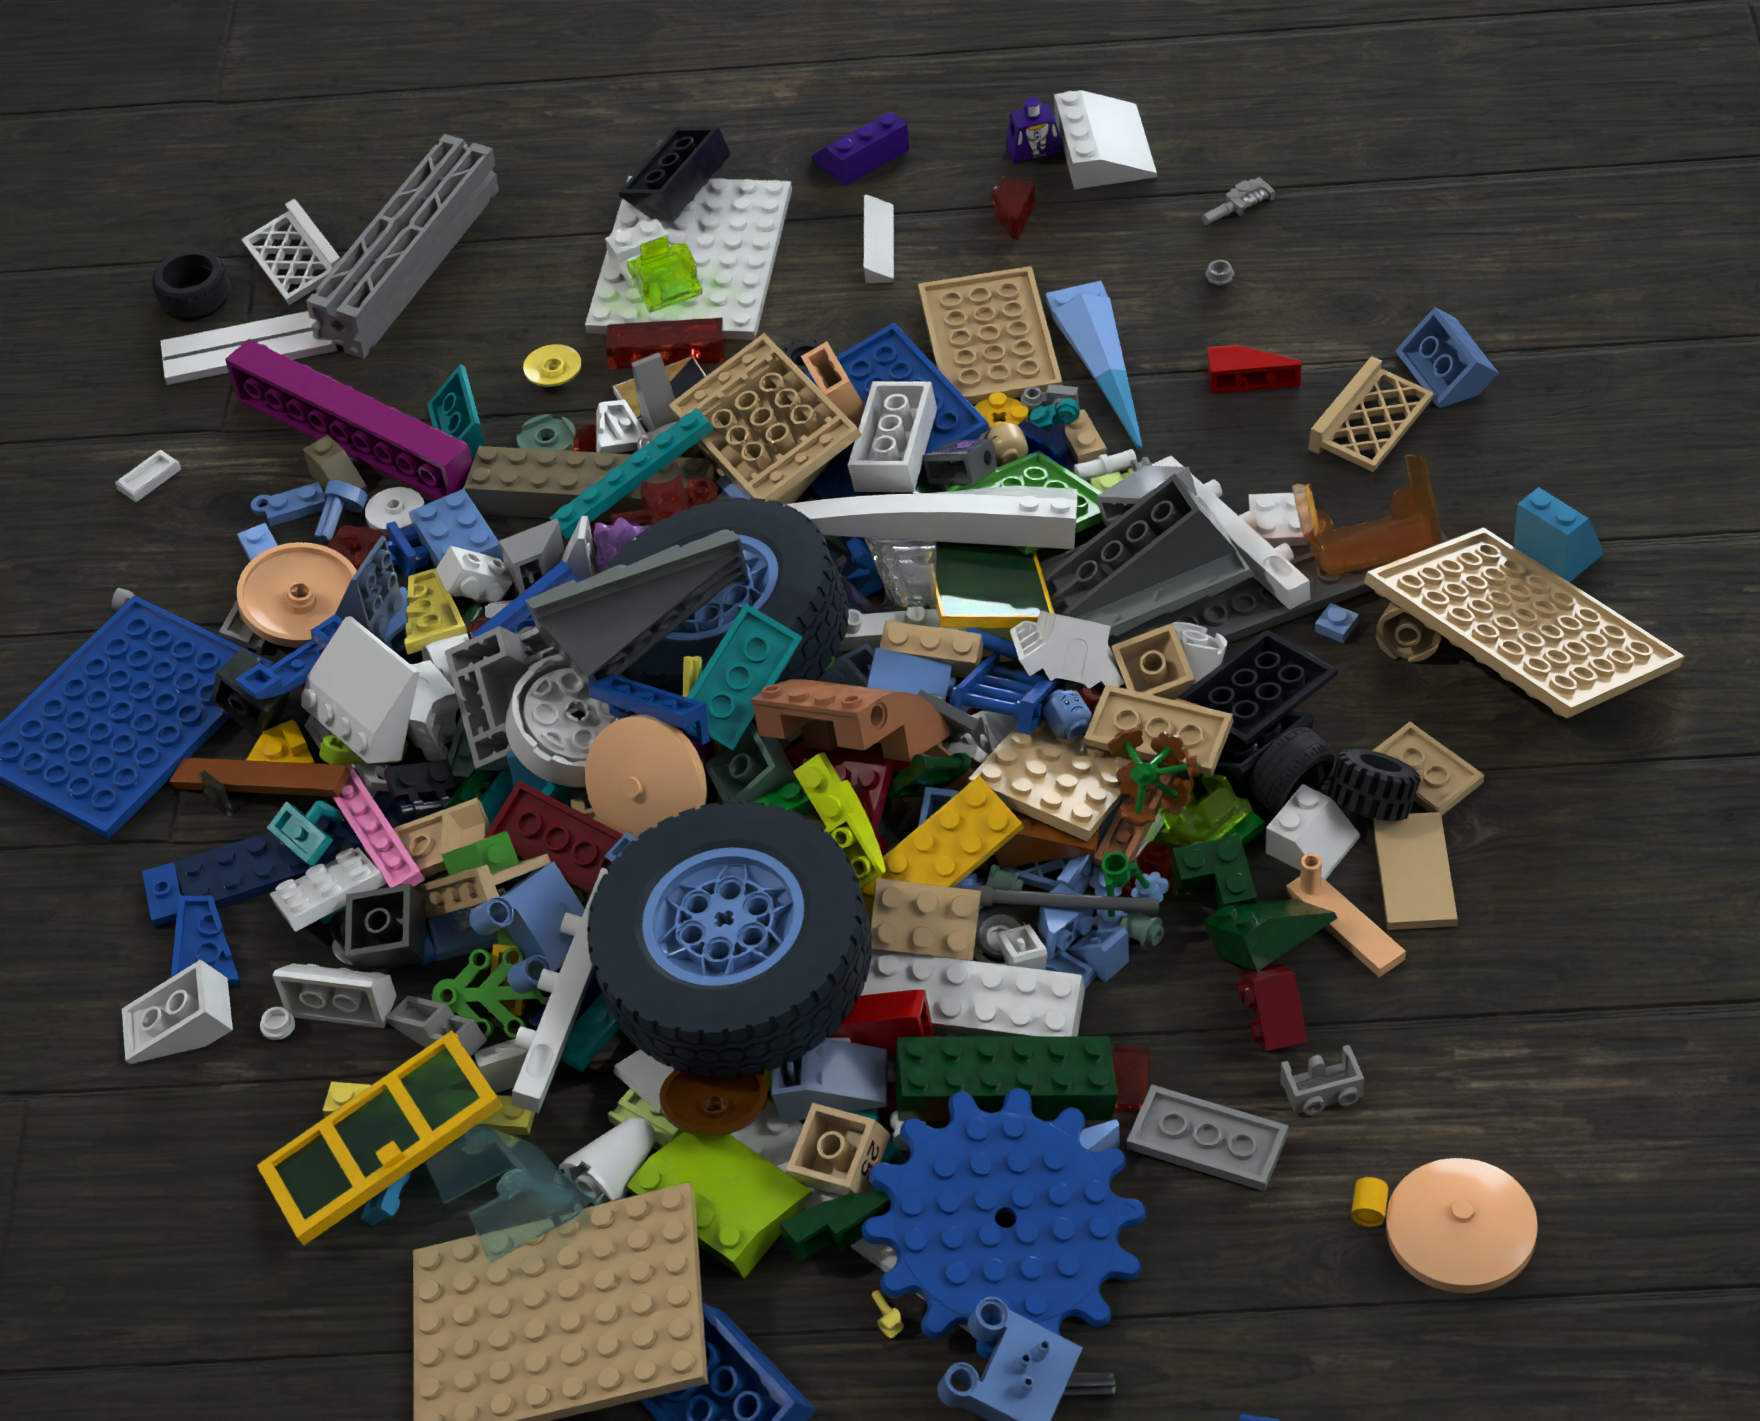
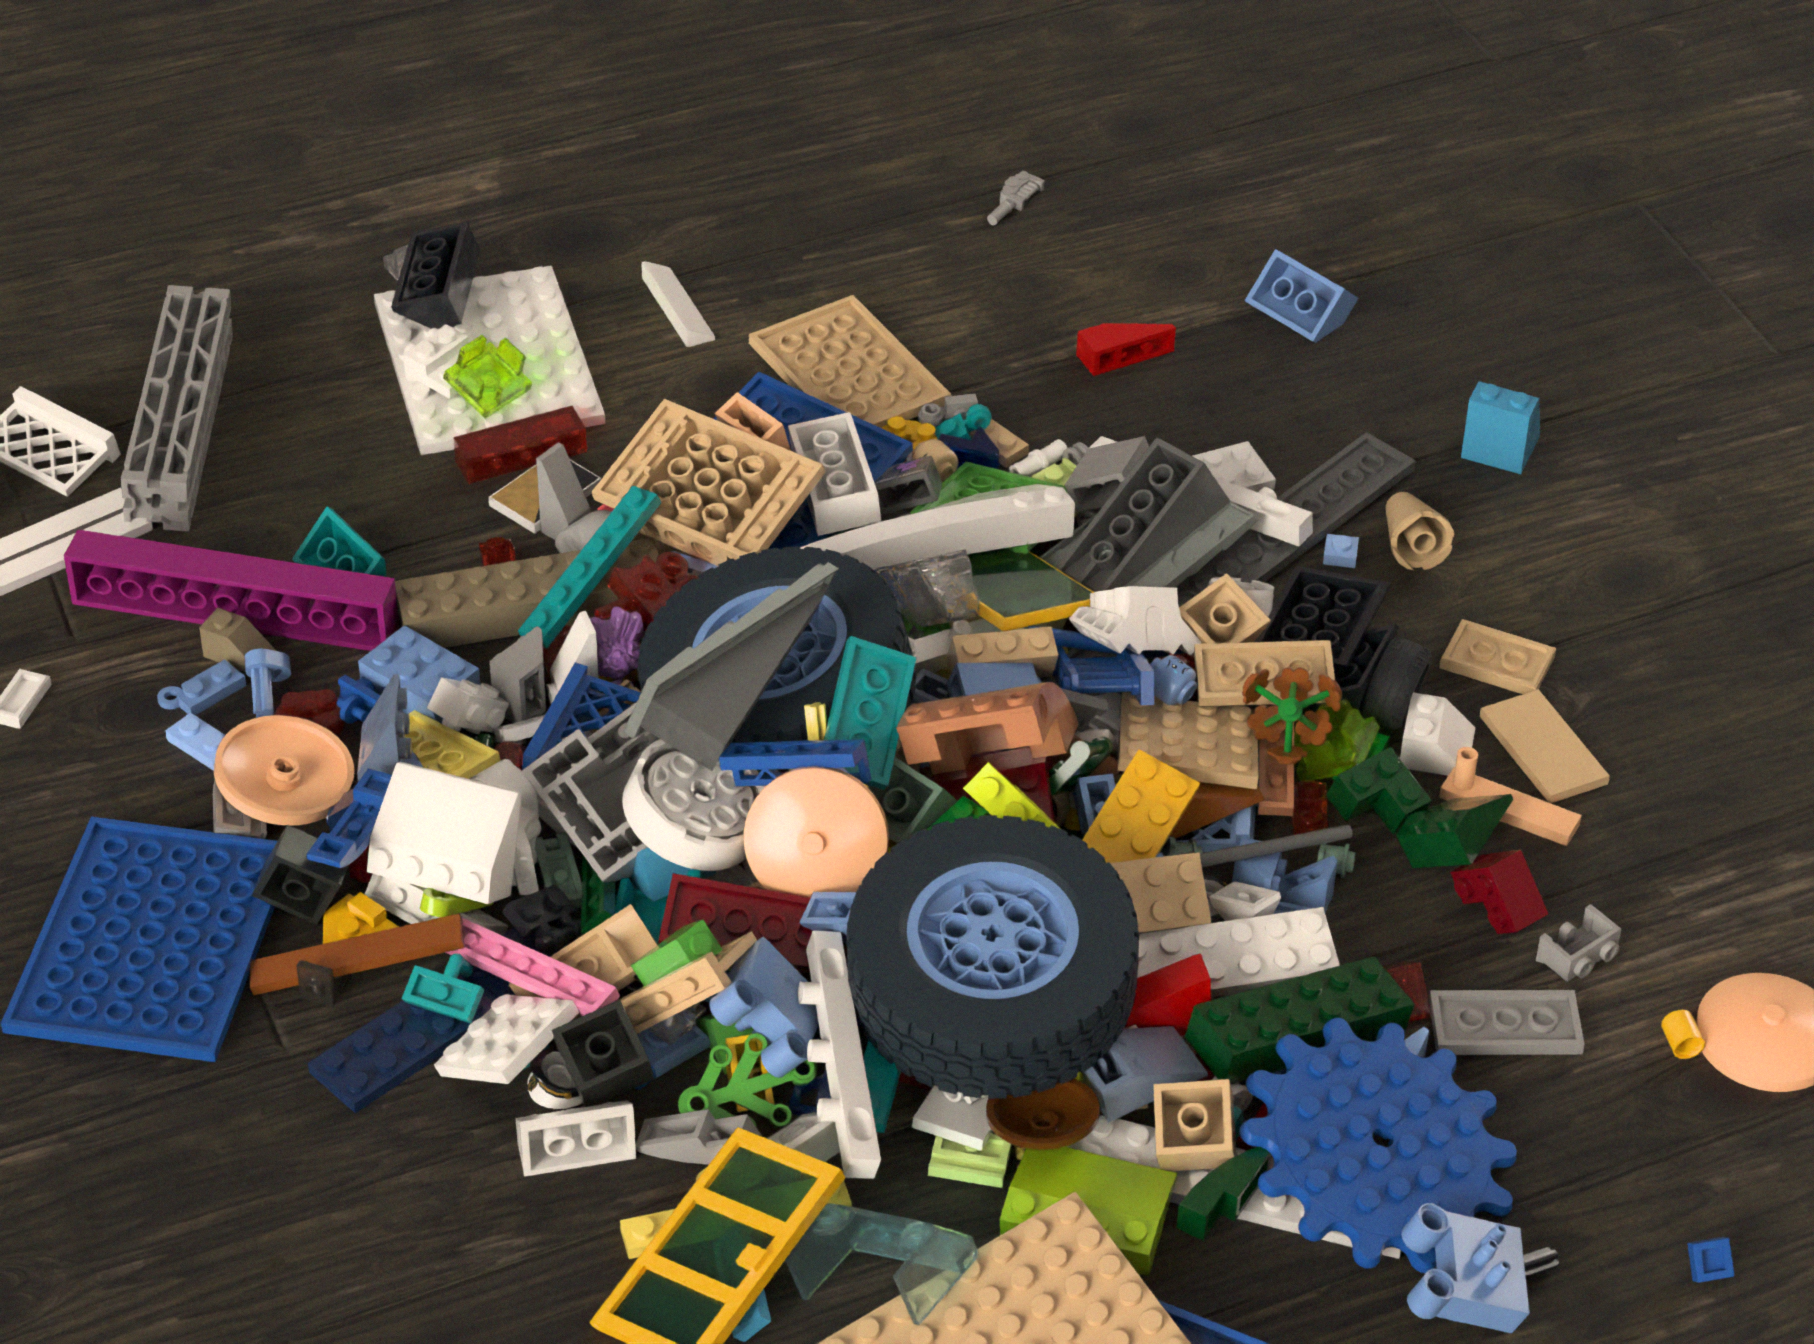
camera: 30 degrees left, 5 degrees down
(120, 598) = (76, 826): light grey hinge -> none
(162, 893) = (314, 1097): blue plate -> none
(178, 1015) = (411, 1206): white slope -> none
(201, 937) = (391, 1135): blue wing -> none
(277, 1023) = (523, 1183): white plate -> none
(392, 506) = (323, 665): white plate -> none
(552, 365) = (412, 490): light yellow dish -> none
(557, 431) = (437, 553): sand green plate -> none
(610, 1161) = (969, 1201): white cone -> none
(616, 428) = (523, 534): white wing -> none
(864, 149) = (608, 219): dark purple slope -> none
(891, 1321) = (1316, 1265): light yellow hand -> none
(1013, 204) = (796, 242): clear red slope -> none
(1032, 132) = (778, 171): dark purple torso -> none
(1089, 325) = (945, 340): light blue plate -> none
(1102, 139) = (843, 167): white slope -> none
(1113, 876) = (1301, 807): plant -> none
(1219, 273) = (1038, 265): light grey plate -> none
(1346, 408) = (1236, 364): tan fence -> none
(1373, 785) = (1476, 676): black tyre -> none
(1408, 531) = (1364, 452): clear orange windscreen -> none
(1524, 621) = (1522, 504): tan plate -> none

